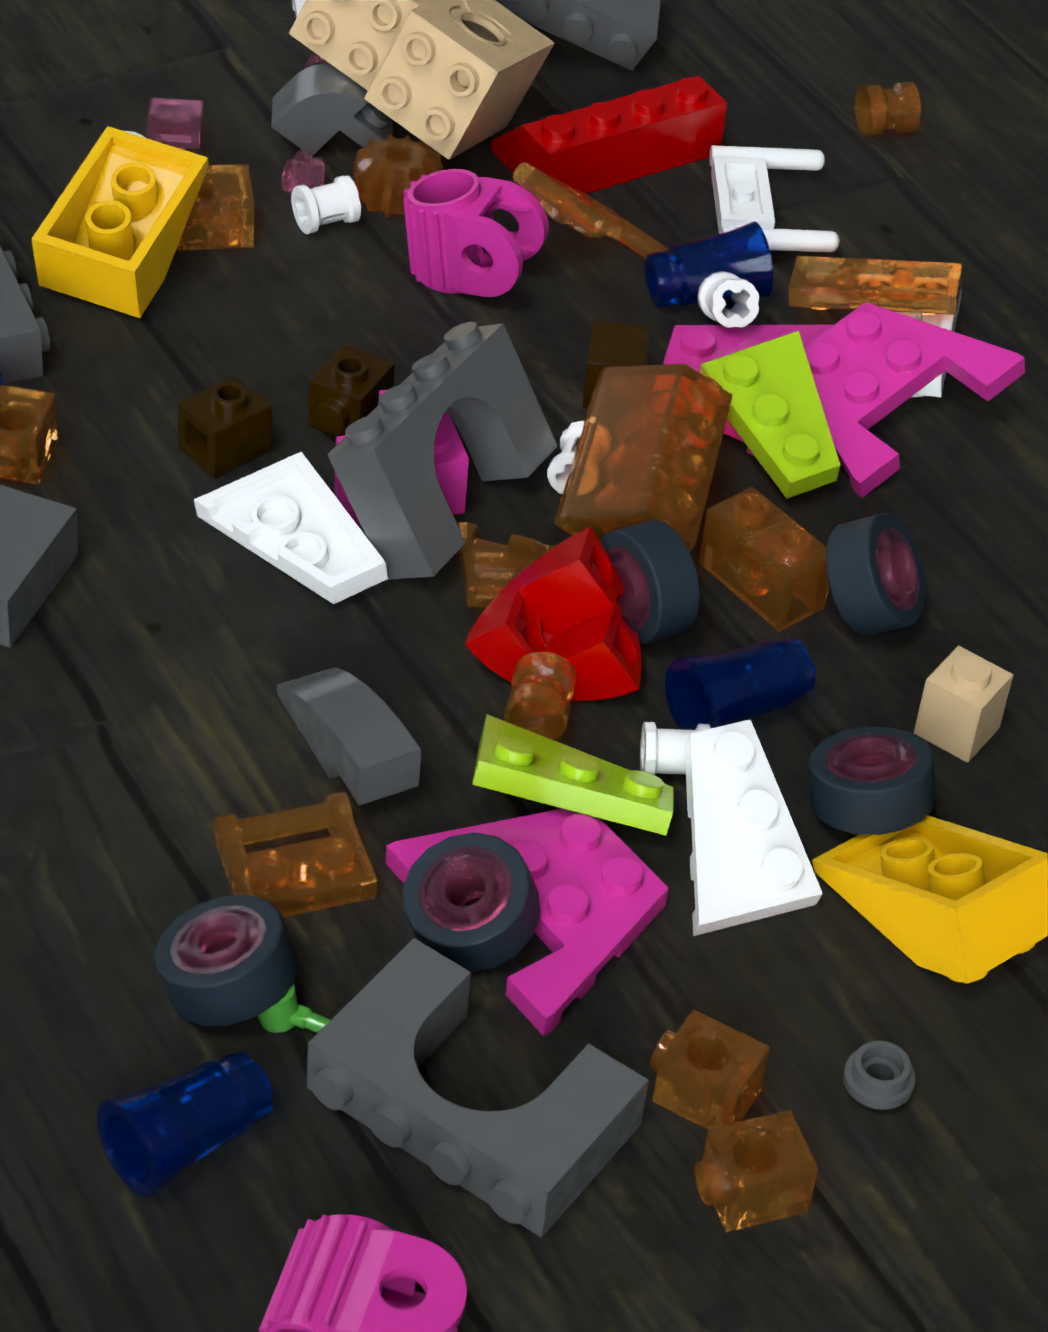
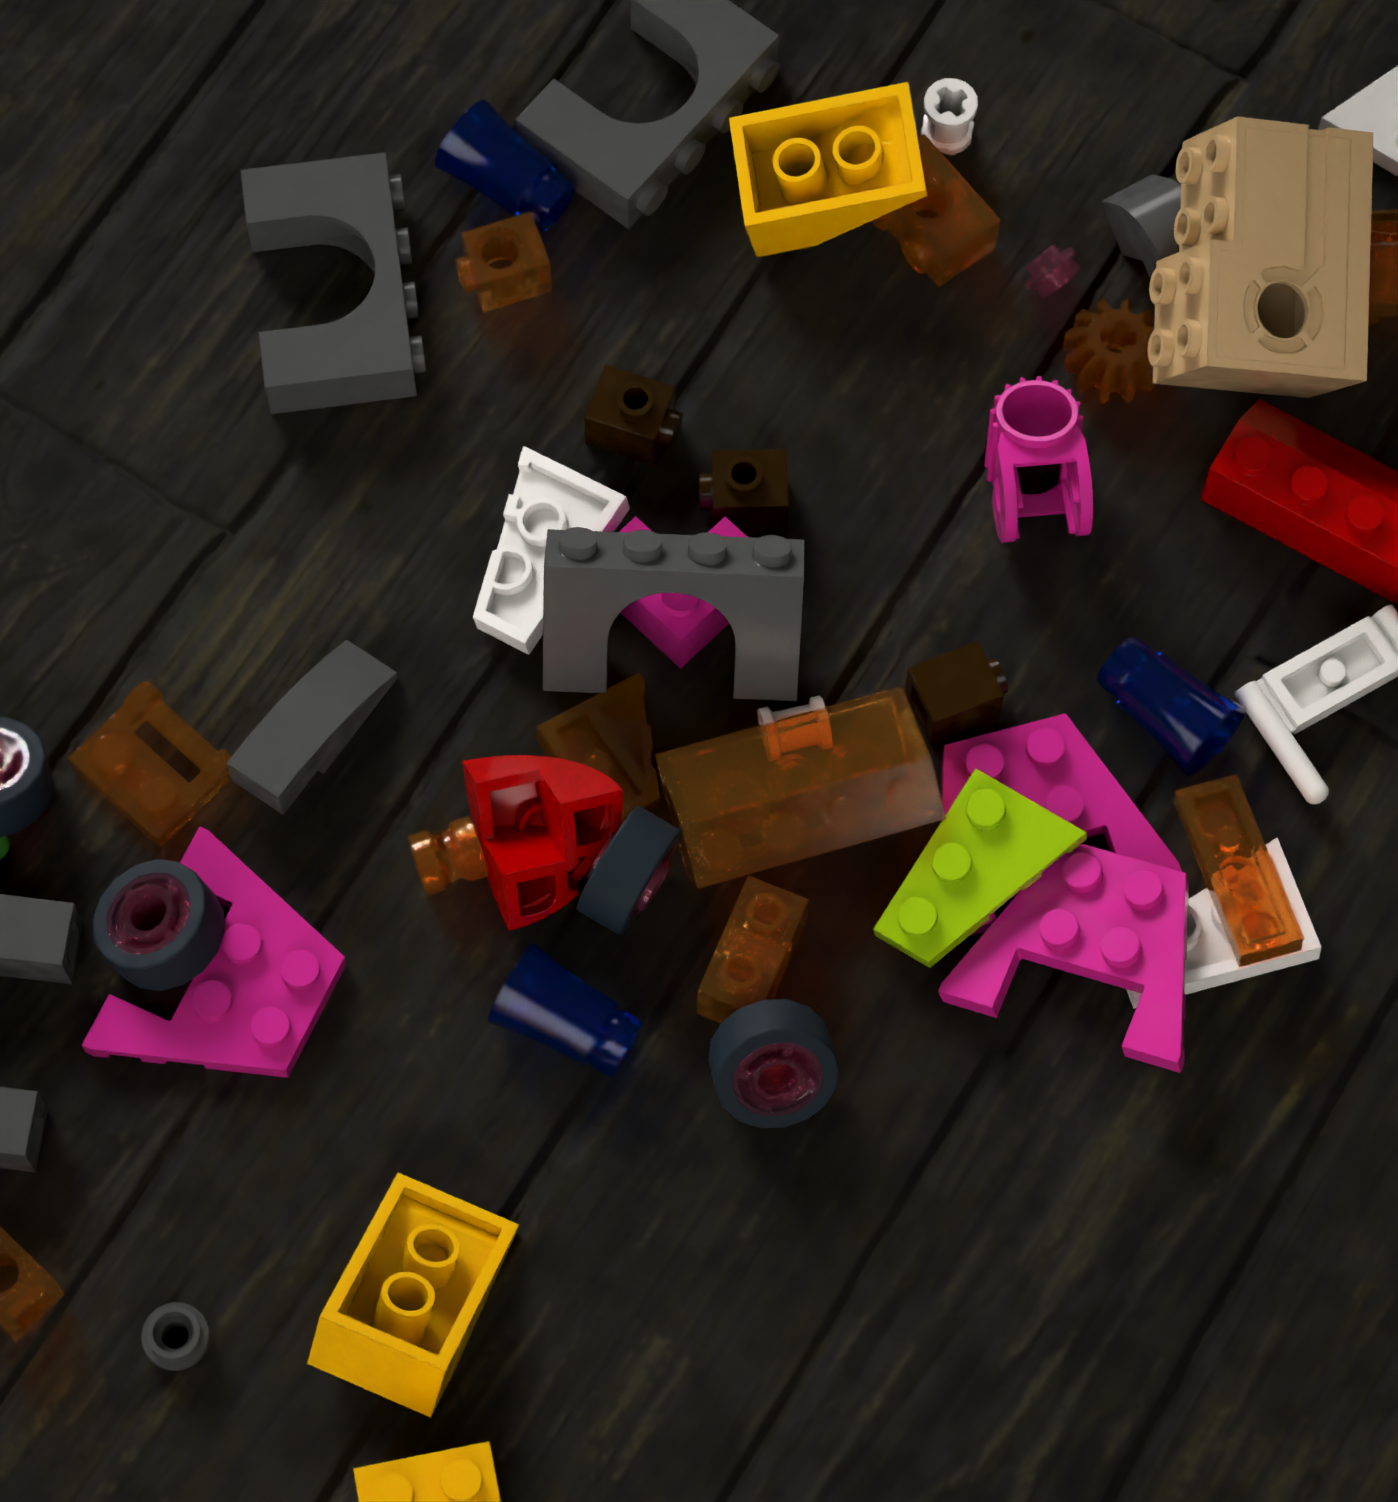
camera: 65 degrees right, 25 degrees up
(175, 122) = (1057, 115): clear pink plate -> none
(326, 204) = (1024, 313): white bush -> none
(567, 778) = (359, 924): lime wing -> none
(582, 211) = (1153, 537): clear orange plate -> none
(664, 749) = (451, 998): white bush -> none
(708, 1071) = (96, 1225): clear orange brick -> none
(743, 839) = (376, 1098): white wing -> none
(744, 296) = (1118, 739): white bush -> none
(872, 780) = (500, 1210): black wheel -> none
(963, 703) = (661, 1216): tan brick -> none

